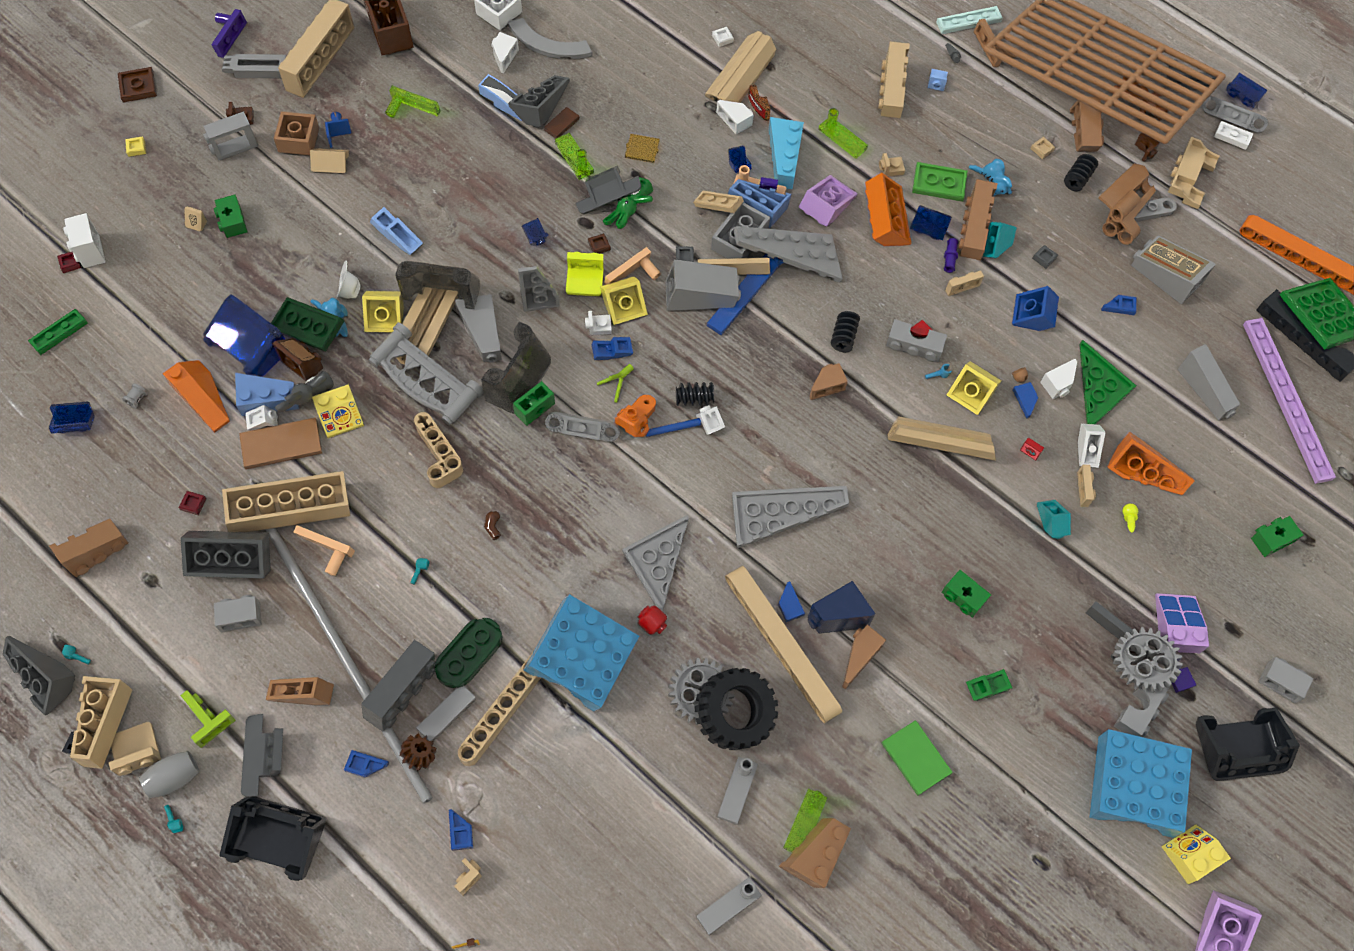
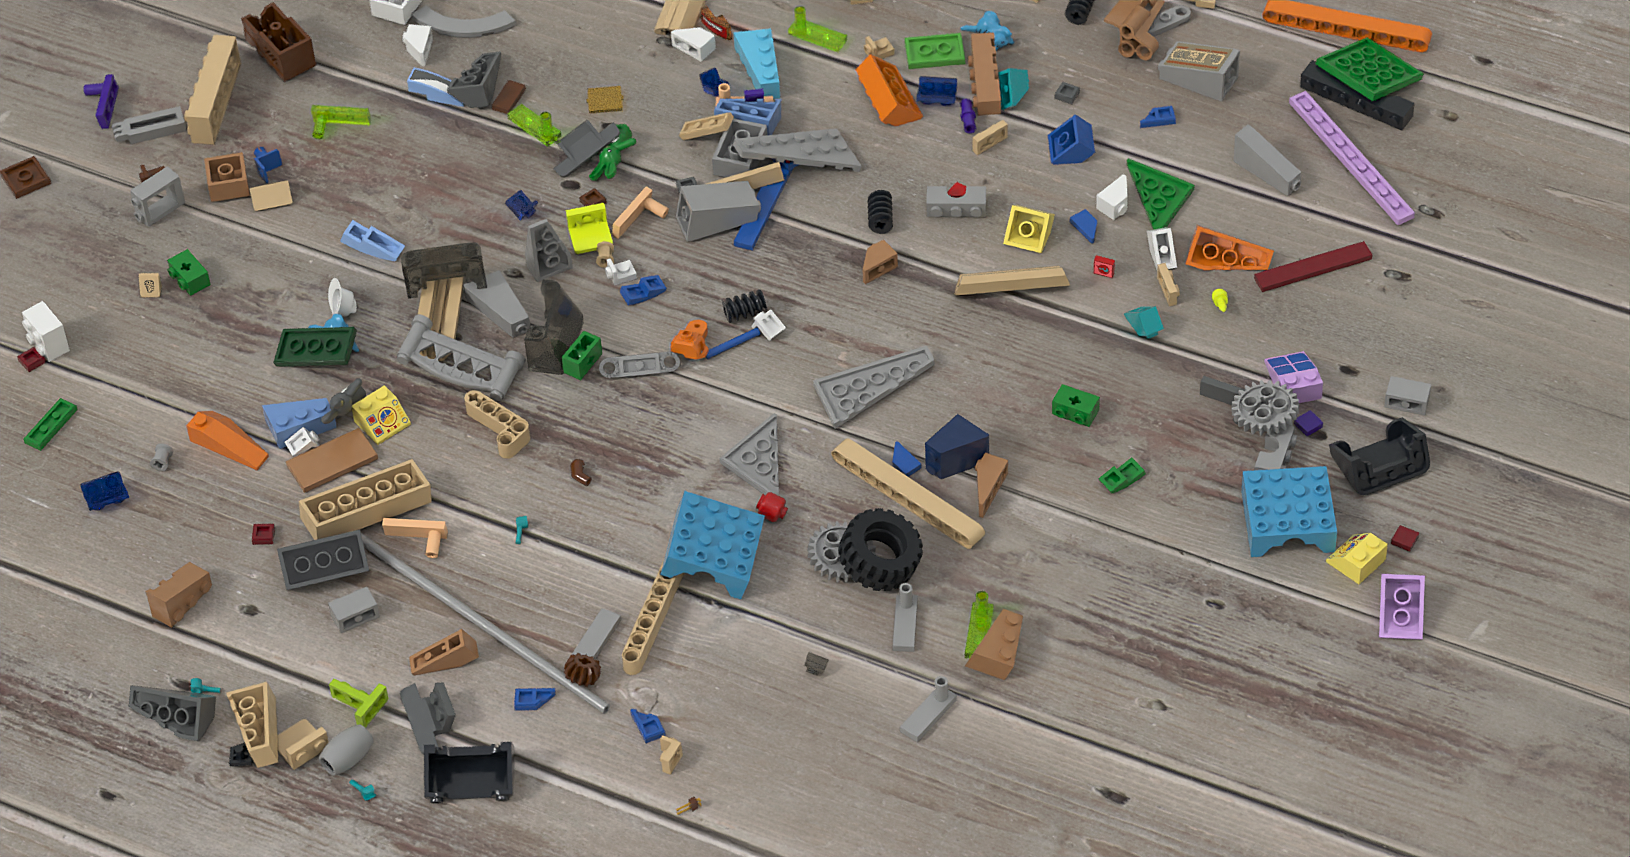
camera: 10 degrees left, 15 degrees down
(135, 146) = (52, 236): light yellow tile -> none
(244, 336) = (257, 370): clear blue windscreen -> none
(298, 358) = (319, 380): reddish brown slope -> none
(382, 310) = (389, 317): light yellow slope -> none
(398, 686) = (544, 618): dark grey brick -> none
(468, 652) = (598, 582): dark green tile -> none
(590, 302) = (605, 252): none -> tan bush
(623, 373) = (661, 312): lime plant -> none
(624, 300) = (639, 242): light yellow slope -> none
(637, 815) = (815, 664): none -> clear smoke plate
(827, 200) = (820, 97): lavender slope -> none
(916, 757) = (1070, 552): bright green tile -> none
(944, 374) = (993, 224): dark azure hand -> none
(1020, 375) = (1073, 206): medium nougat hinge -> none
(1225, 505) = (1313, 266): none -> dark red tile
(1246, 845) = (1404, 538): none -> dark red tile
(1276, 536) = (1369, 278): green brick -> none

